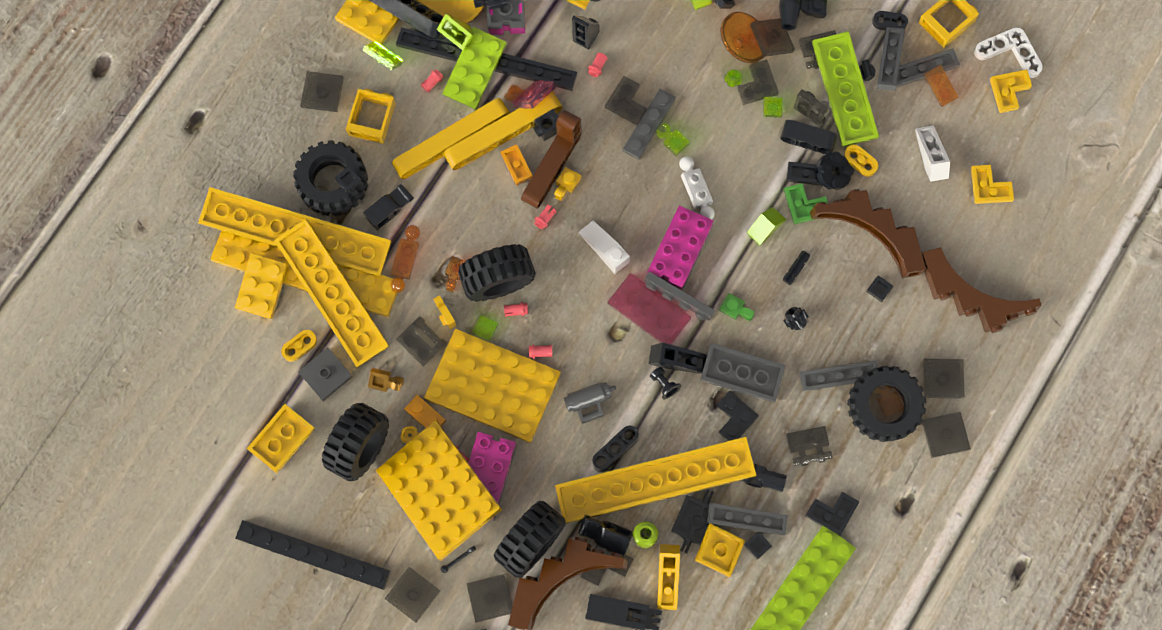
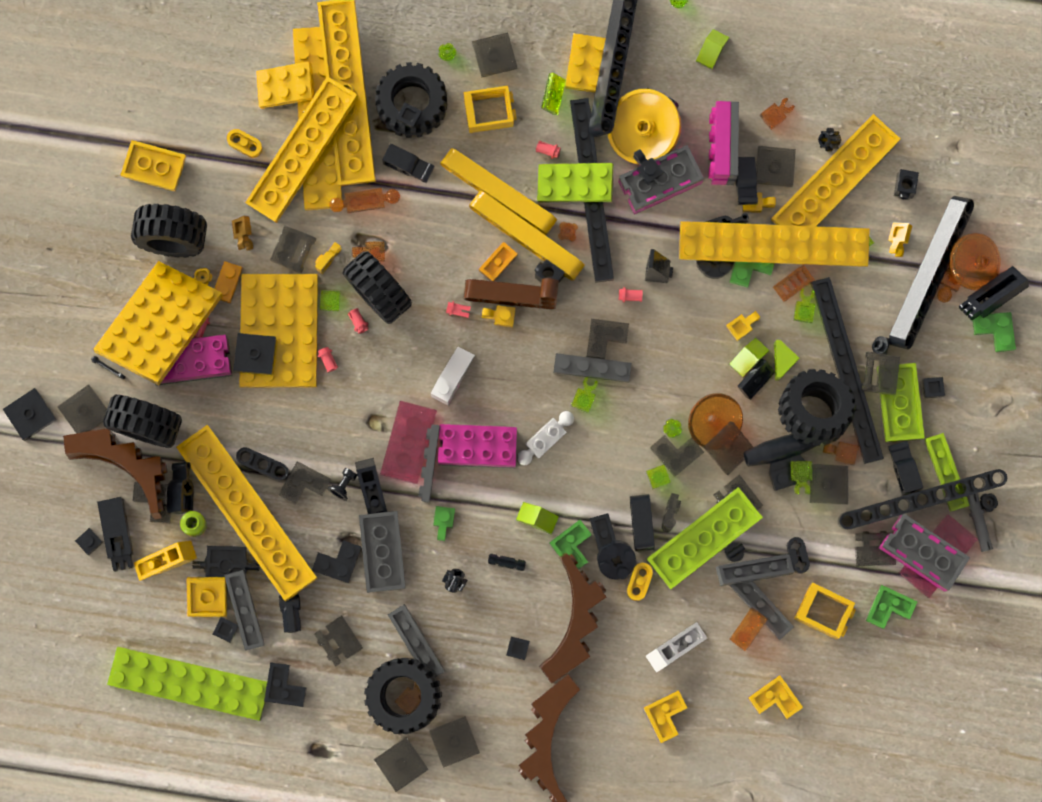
camera: 60 degrees right, 5 degrees up
(299, 136) = (447, 56): none -> clear neon green plate
(313, 555) = (62, 240): black plate -> none
(325, 374) = (228, 178): dark grey plate -> none
(412, 594) = (60, 341): clear smoke plate -> none
(456, 31) = (601, 149): lime slope -> none
(507, 413) = (254, 354): none -> black plate
(534, 94) = (571, 248): clear pink plate -> none
(588, 397) = (300, 420): dark grey piece -> none
(643, 416) = (301, 478): none -> clear smoke plate
(1011, 43) = (825, 681): white beam -> none

